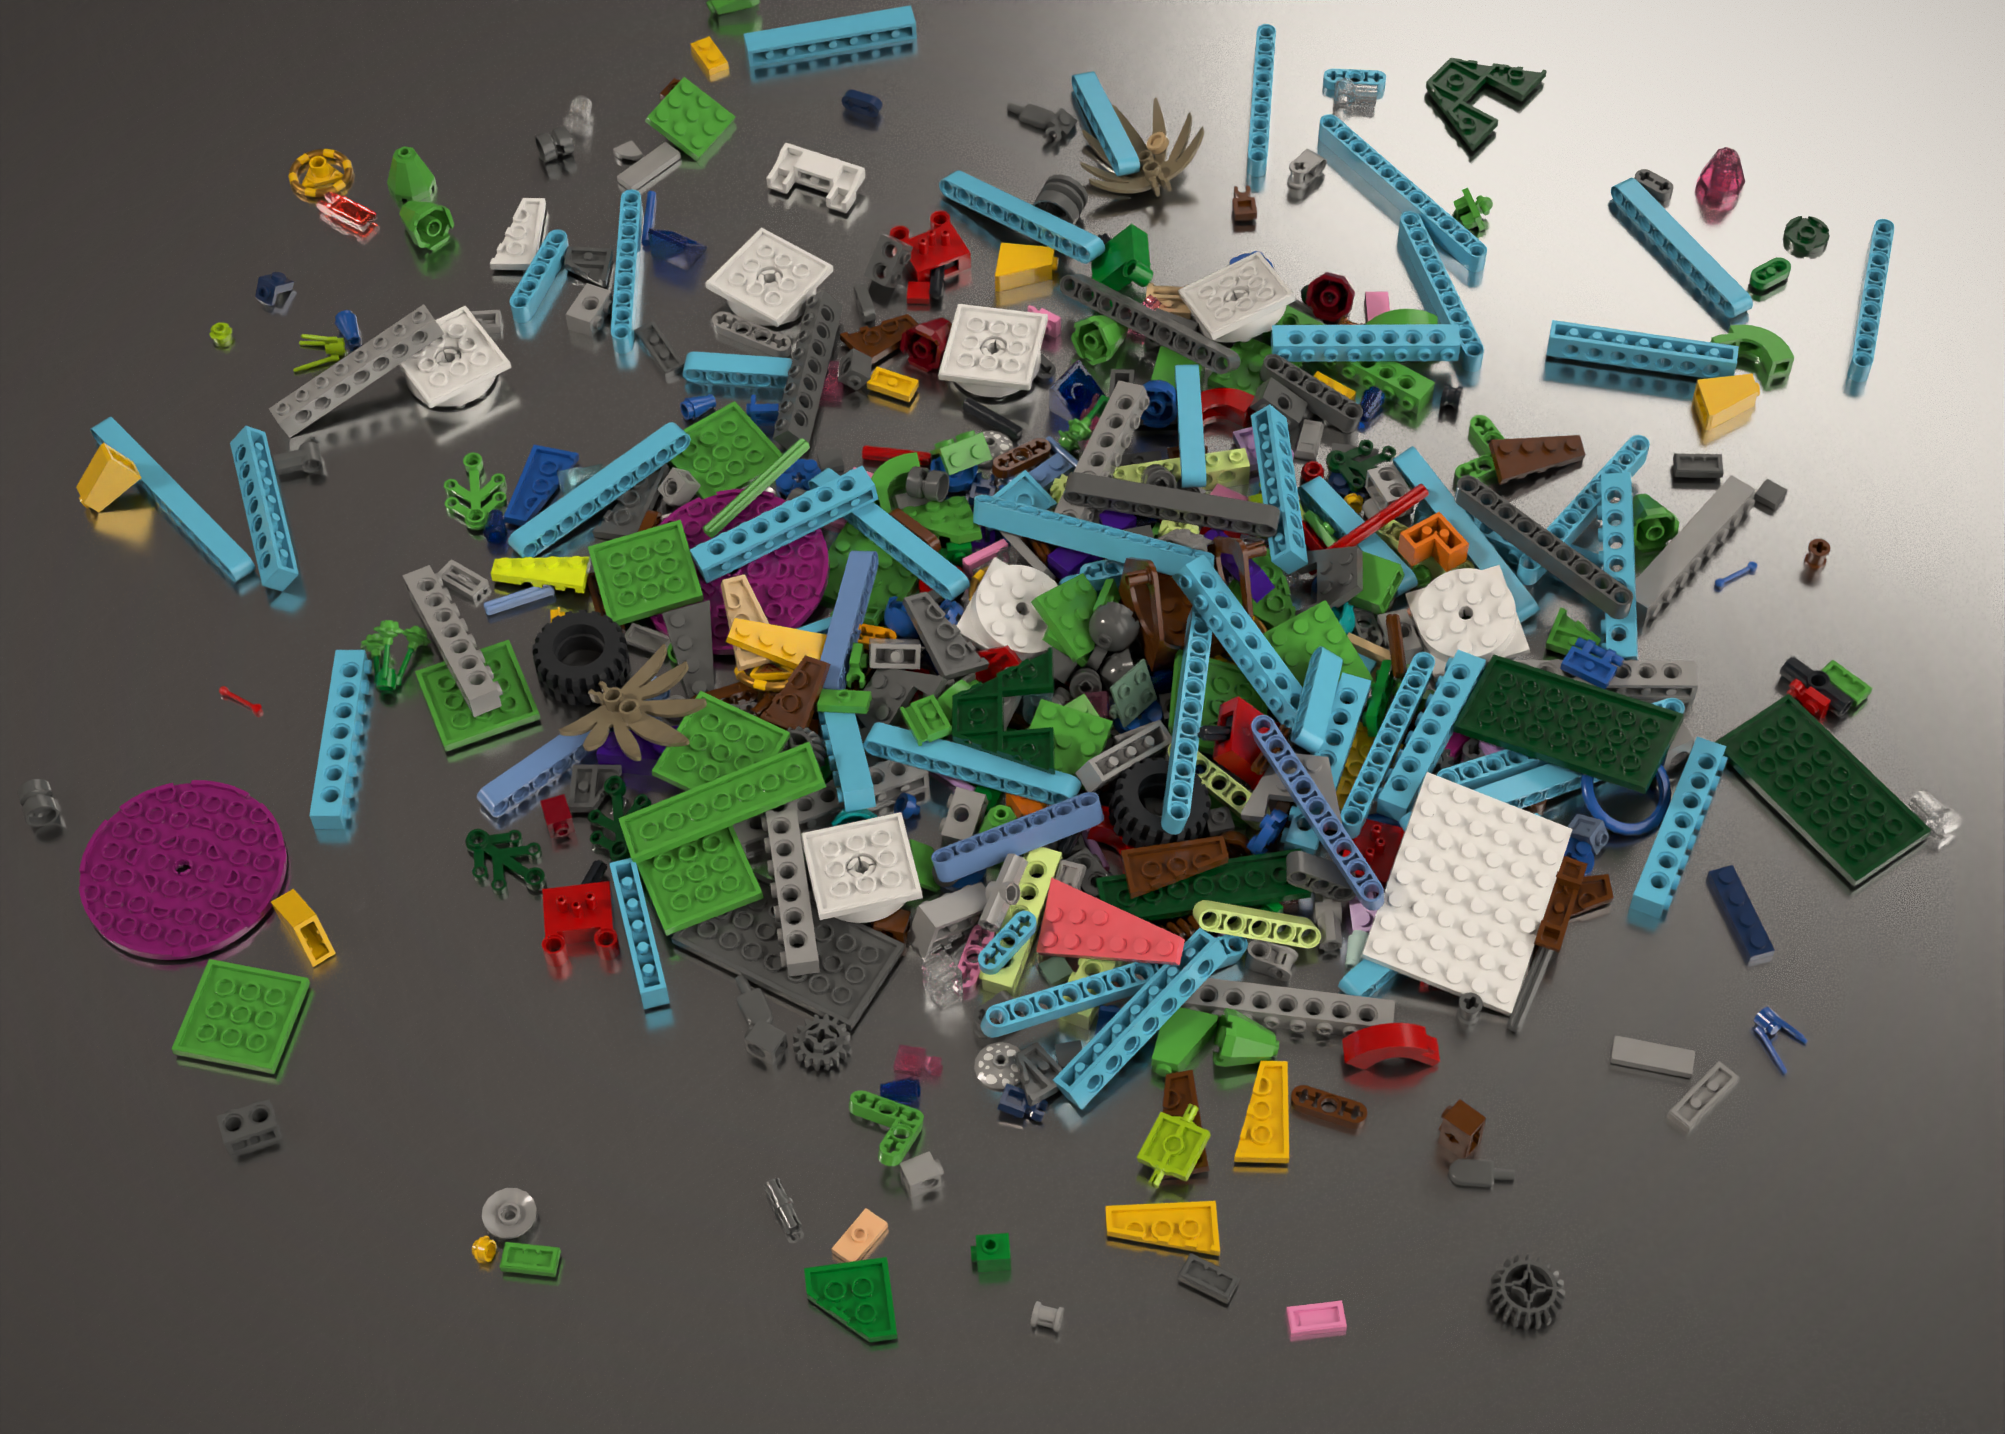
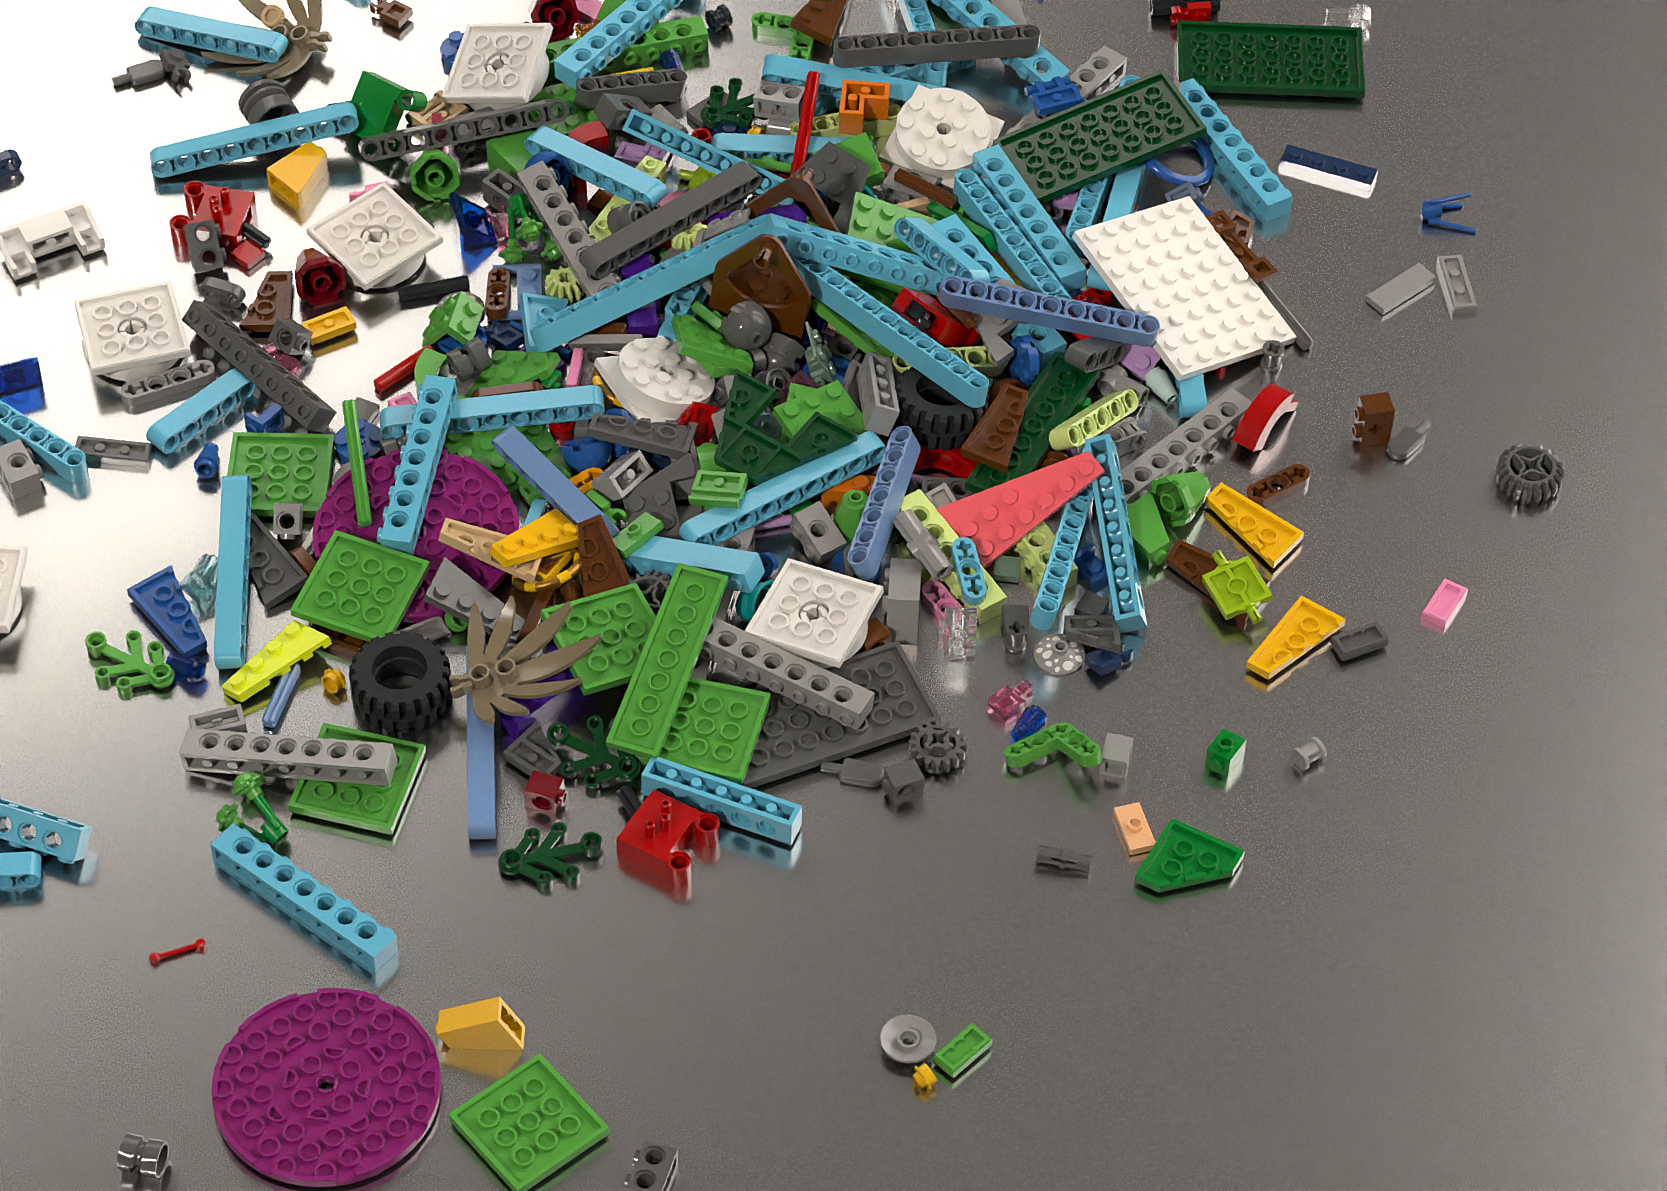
camera: 55 degrees left, 5 degrees down
(1566, 632) = (1006, 99): bright green wing -> none

